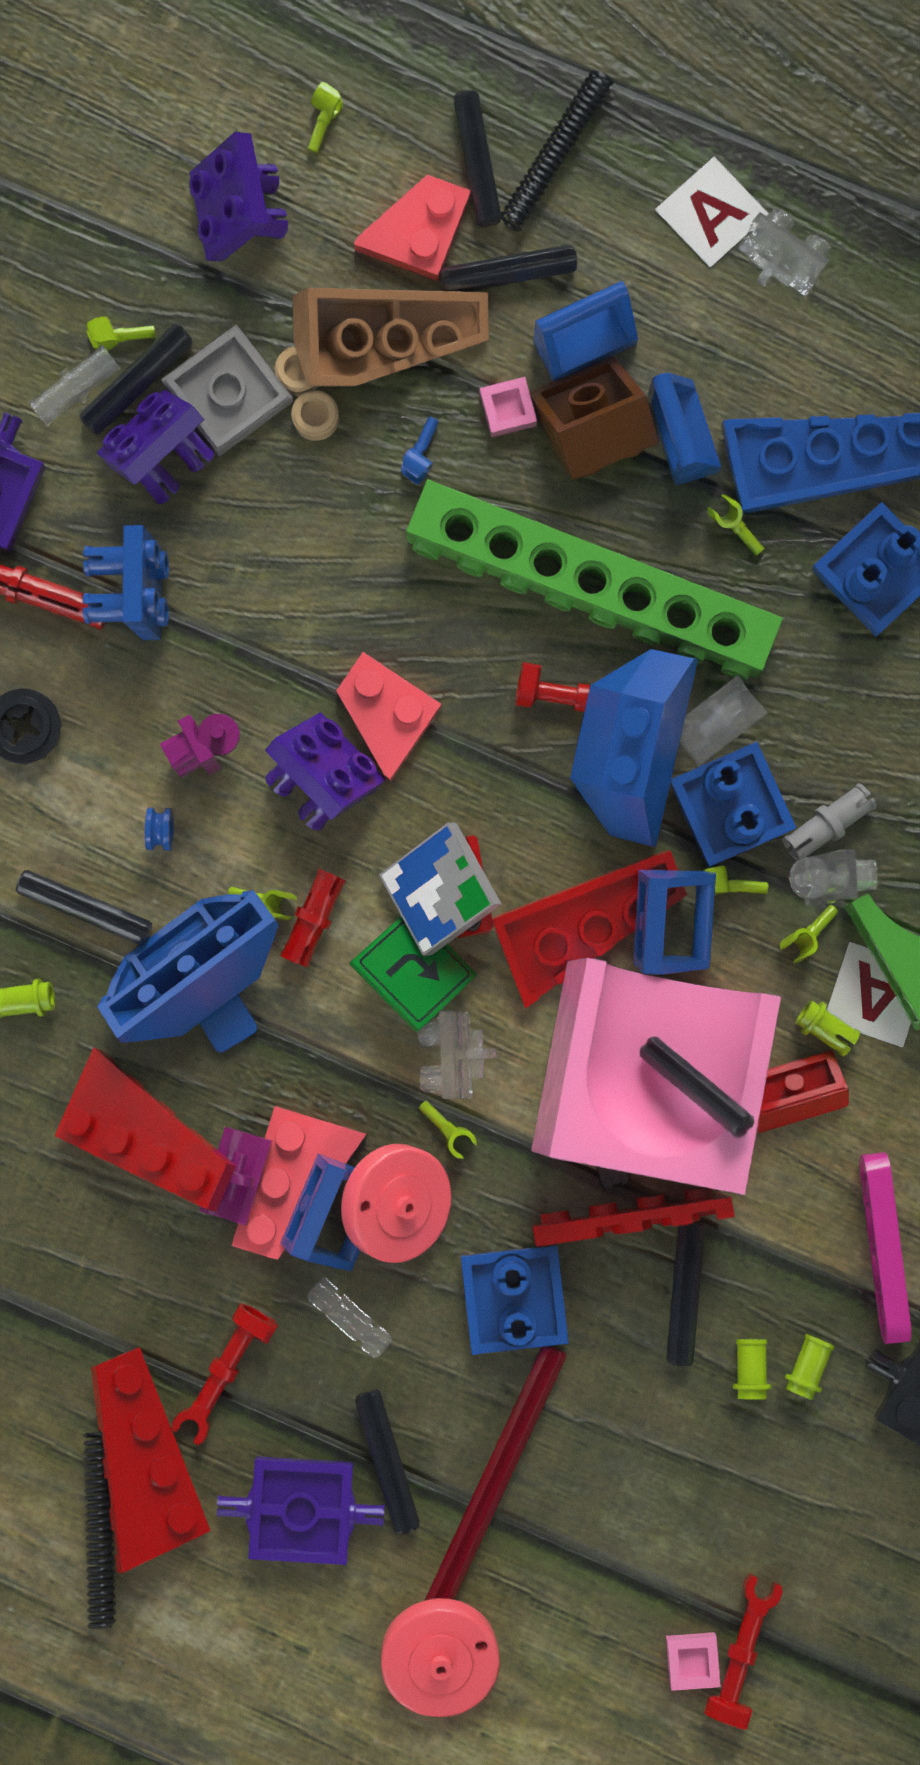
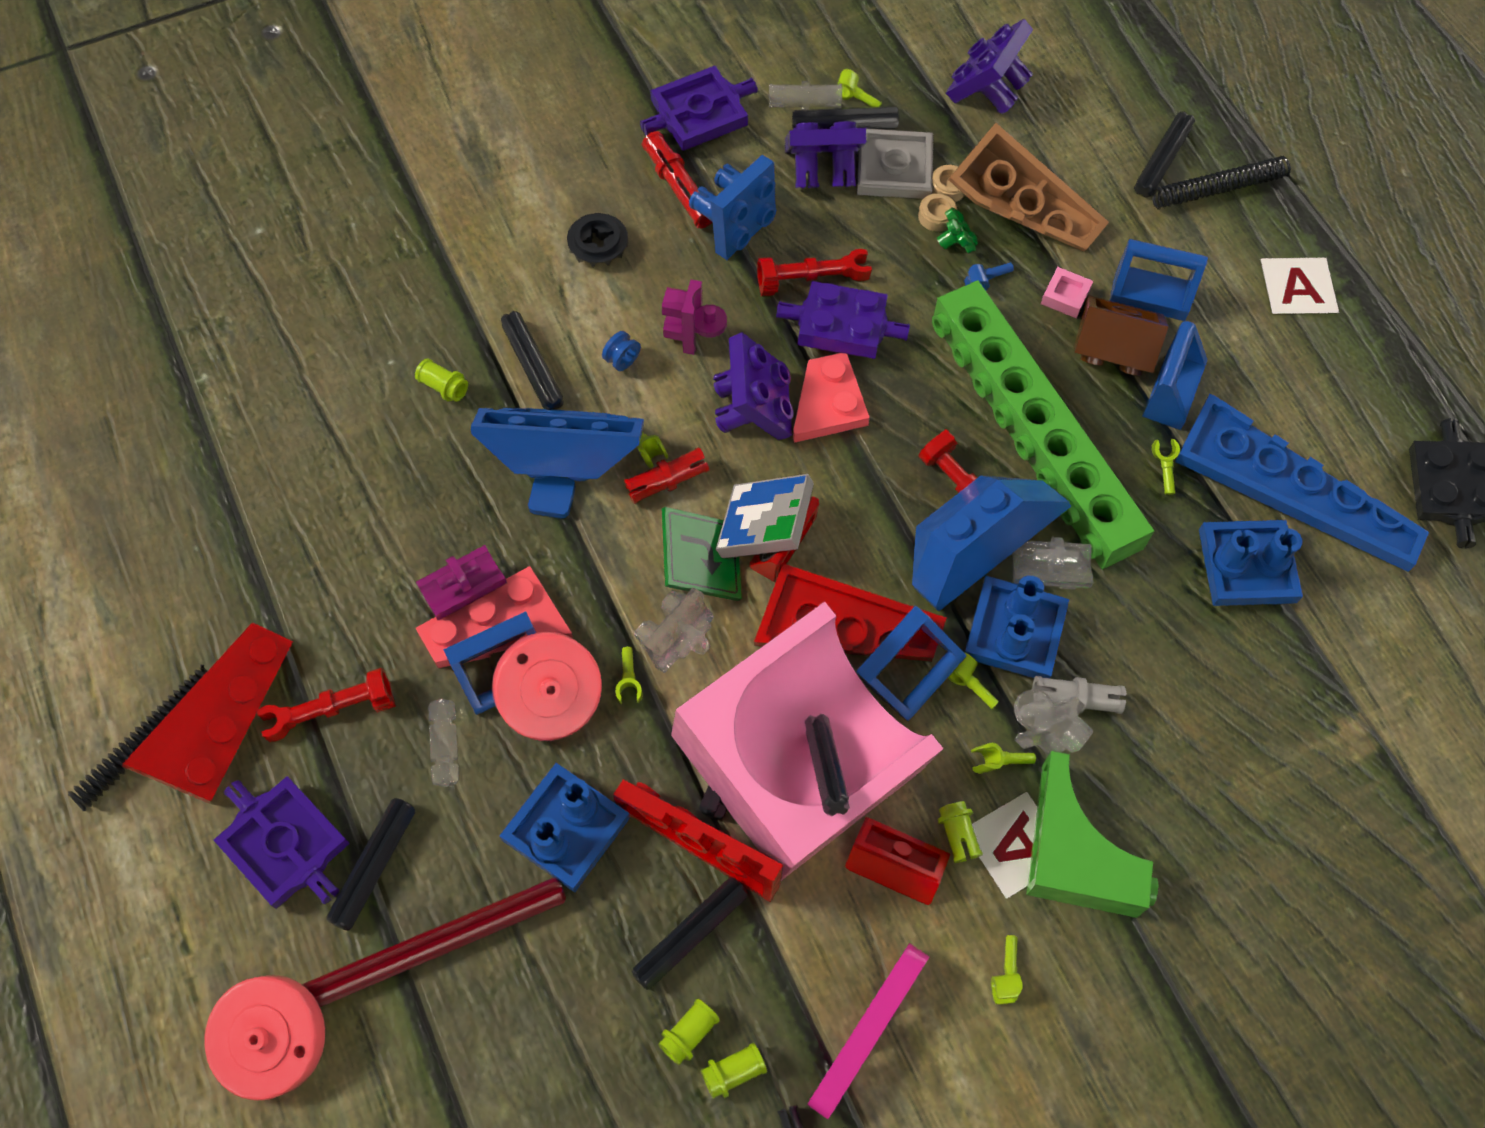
camera: 40 degrees right, 20 degrees down
(134, 1131) = (429, 506): red wing -> none
(220, 625) = (769, 273): none -> red piece
(330, 104) = (1094, 70): lime hand -> none
(331, 619) = (843, 320): none -> dark purple plate
(358, 427) = (958, 232): none -> green plant
(418, 228) = (1094, 164): coral wing -> none
(509, 269) = (1136, 222): black axle -> none
(783, 254) = (1332, 333): clear hips -> none

